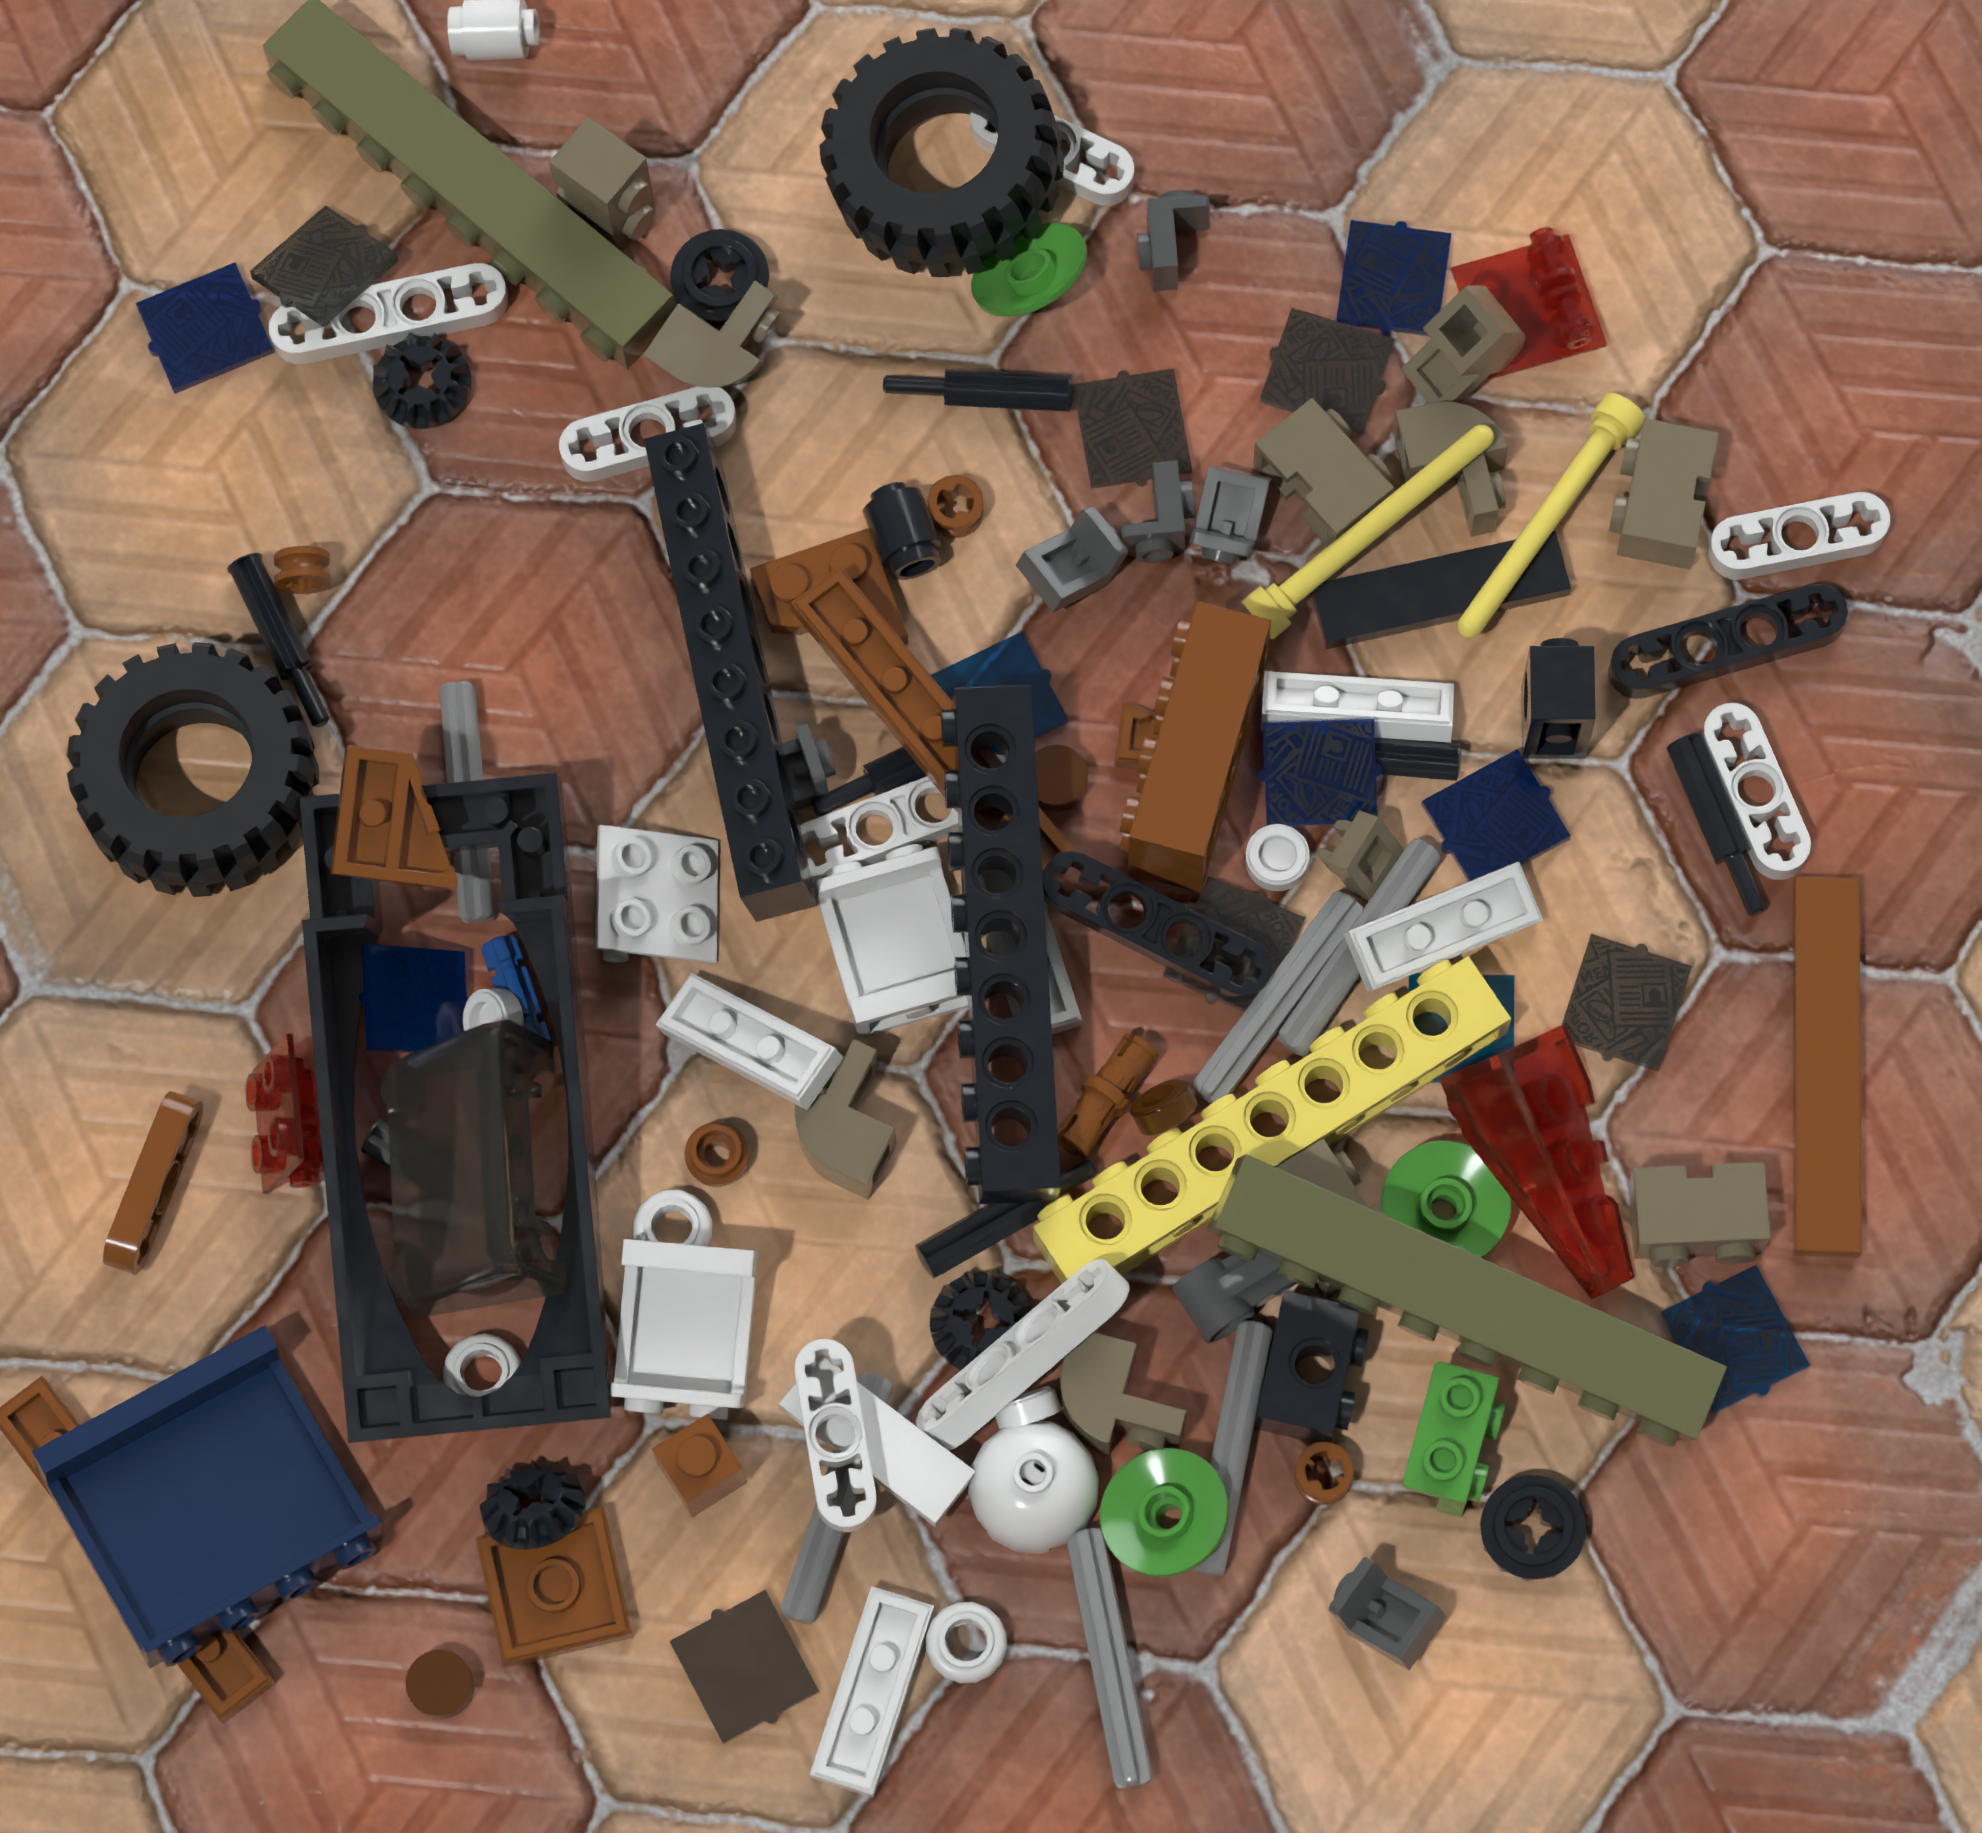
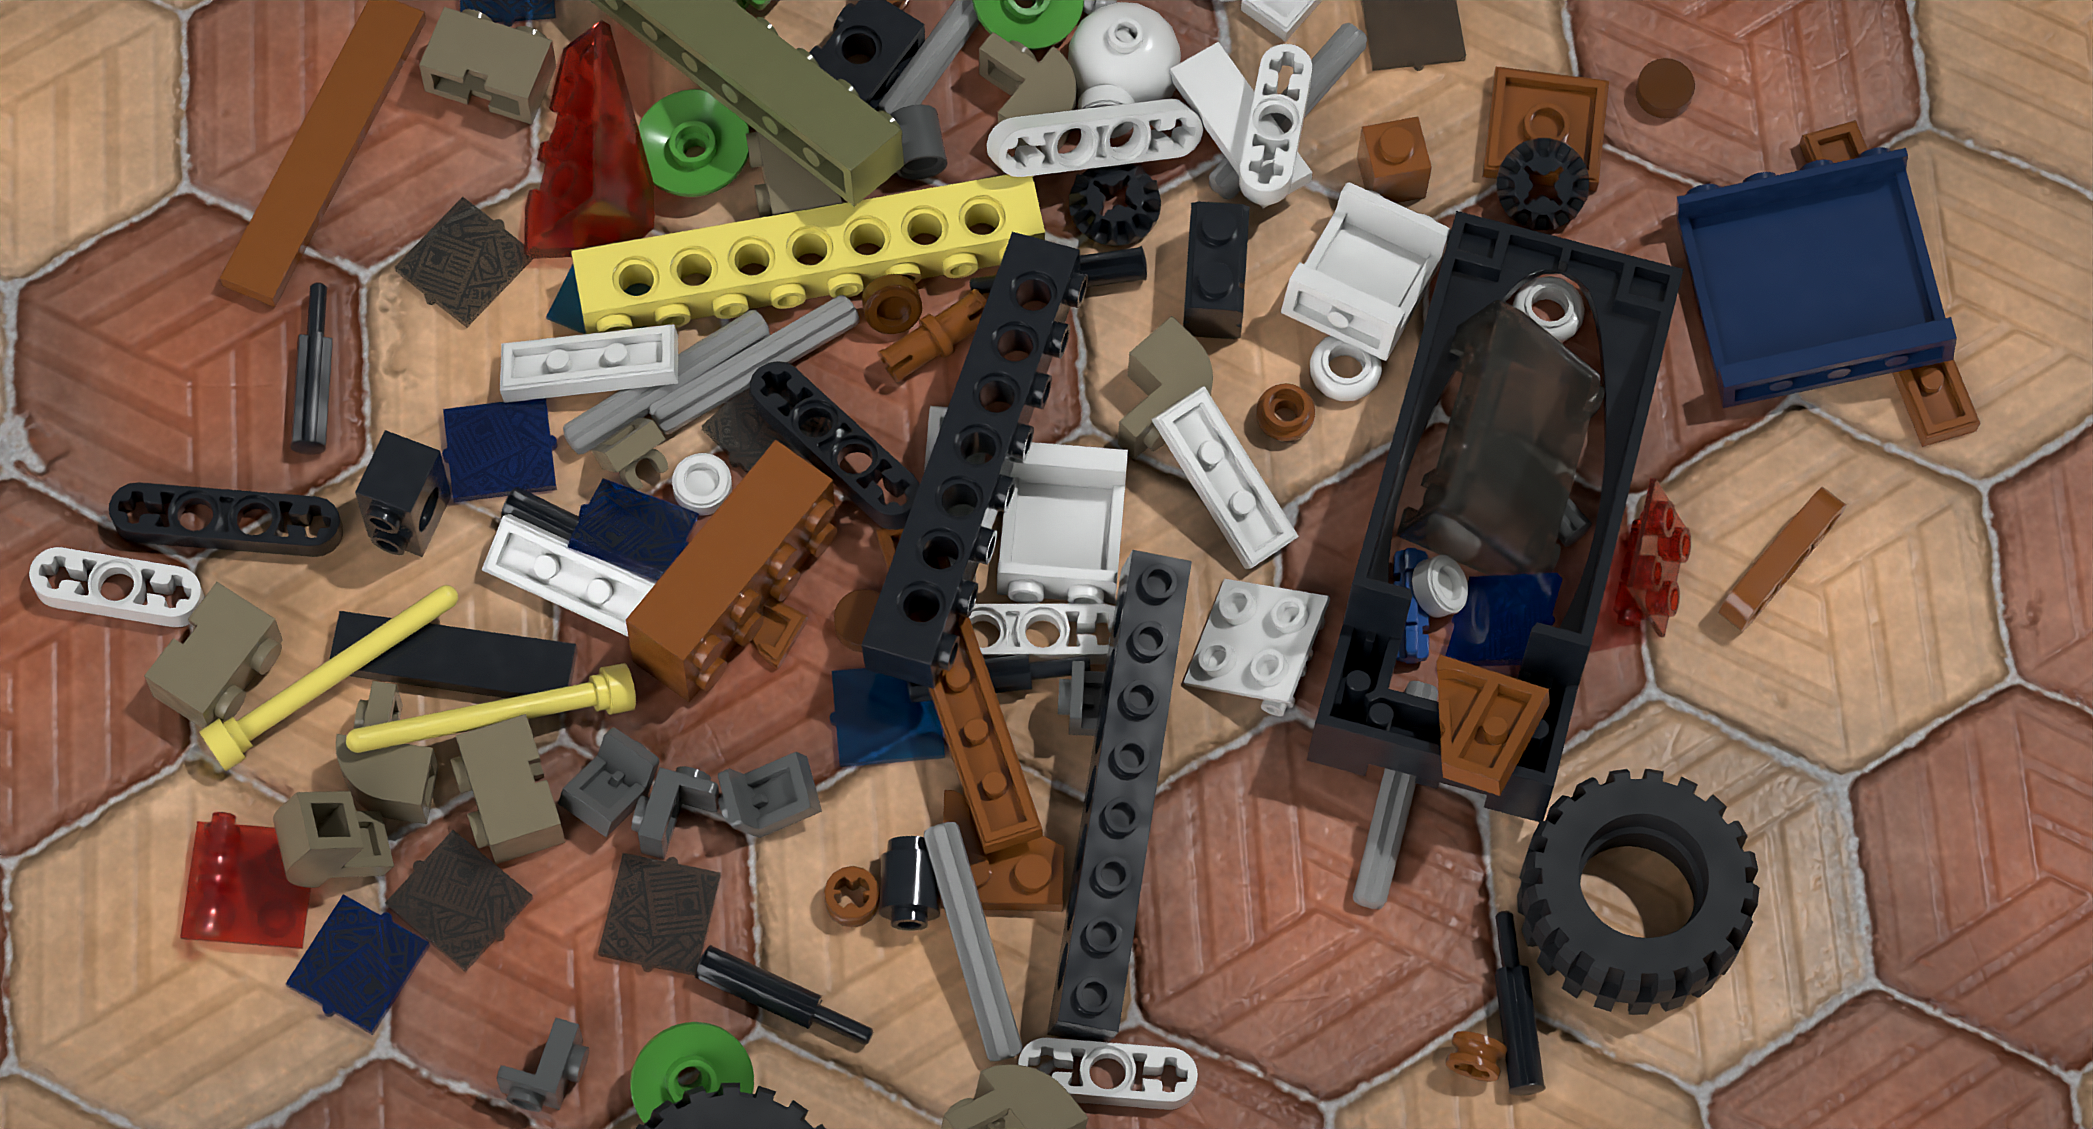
camera: 165 degrees left, 5 degrees down
(820, 492) = (973, 941): none -> light grey axle
(843, 1269) = (1216, 270): none -> black brick
(1788, 827) = (256, 363): white beam -> none

